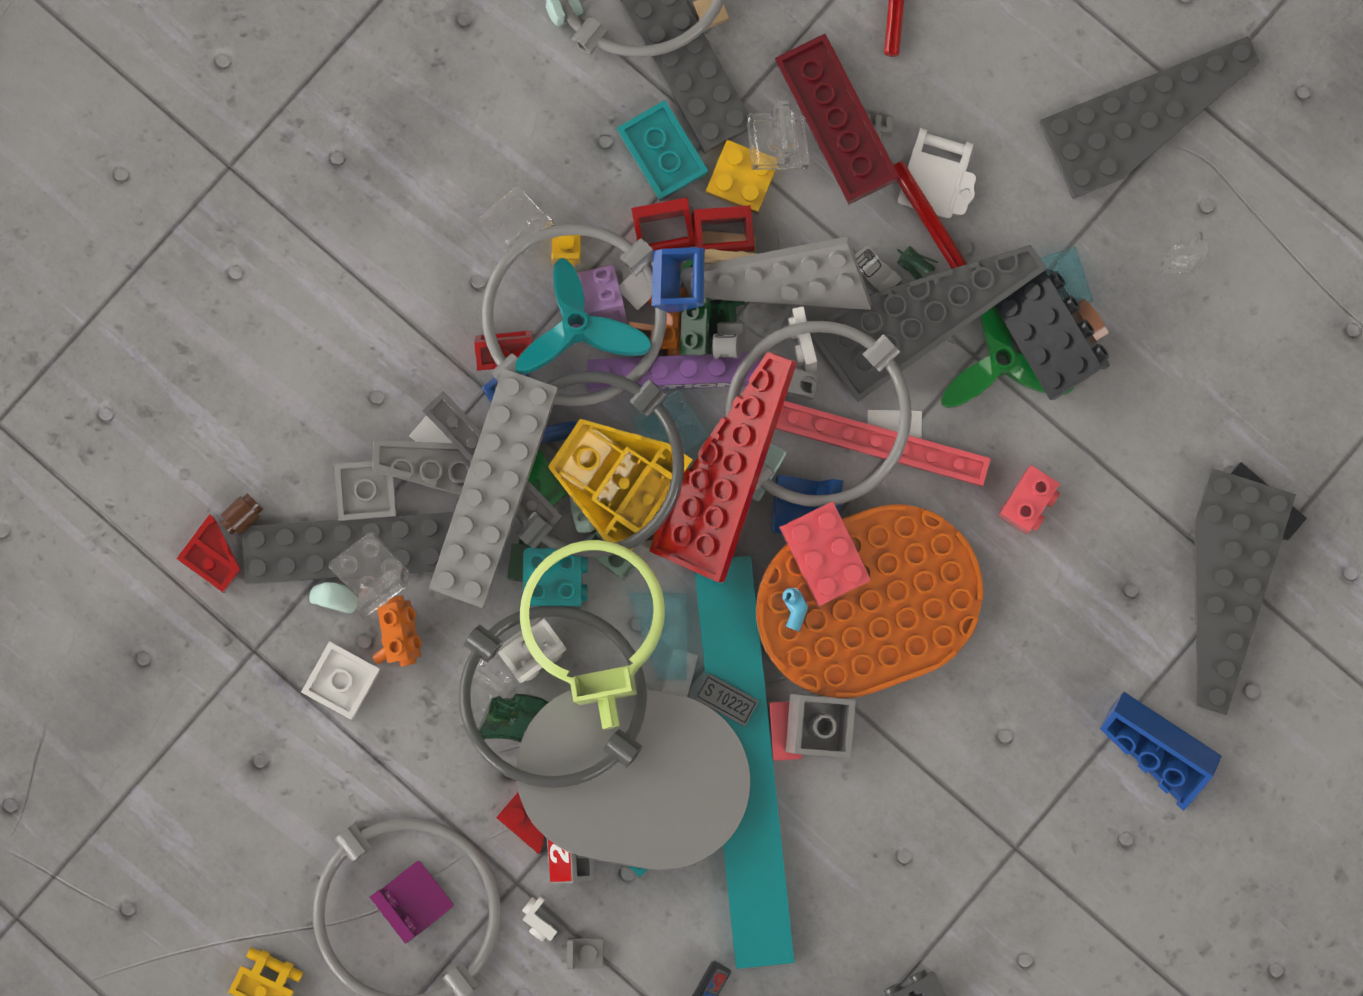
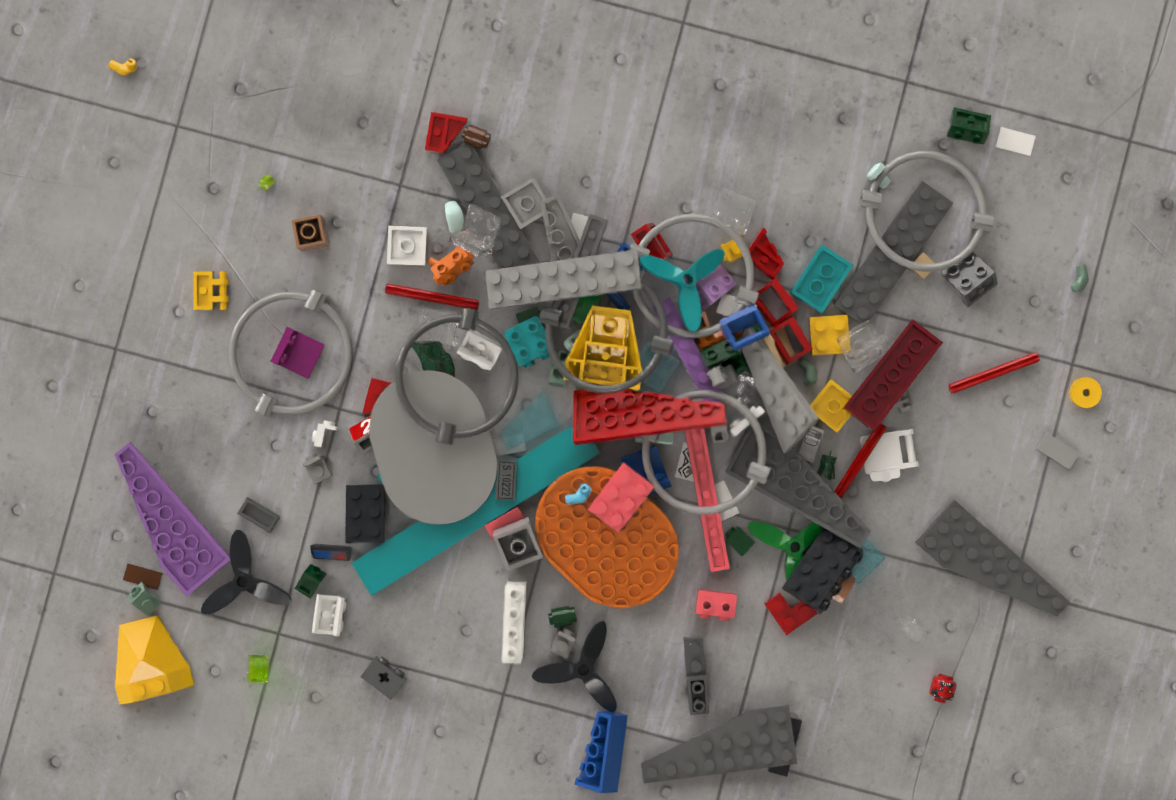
camera: 65 degrees right, 5 degrees up
(156, 831) = (266, 182): none -> lime plate
(257, 803) = (310, 233): none -> medium nougat head
(426, 681) = (430, 296): none -> red axle
(595, 208) = (765, 255): none -> red wing
(606, 684) = (477, 404): yellowish green brick -> none
(677, 916) = (365, 513): none -> black plate
(779, 224) = (811, 372): none -> sand green arm
(826, 454) = (684, 468): none -> white sticker
(834, 218) = (829, 405): none -> yellow plate
(924, 782) = (514, 622): none -> white fence
(948, 715) = (562, 616): none -> dark green brick
(958, 427) = (738, 540): none -> dark green brick
(984, 731) = (563, 642): none -> light grey bracket
(1026, 744) = (567, 671): none -> black piece
(1093, 414) = (787, 617): none -> red plate
(1112, 572) = (696, 675): none -> dark grey slope
(1284, 255) = (942, 688): none -> red head

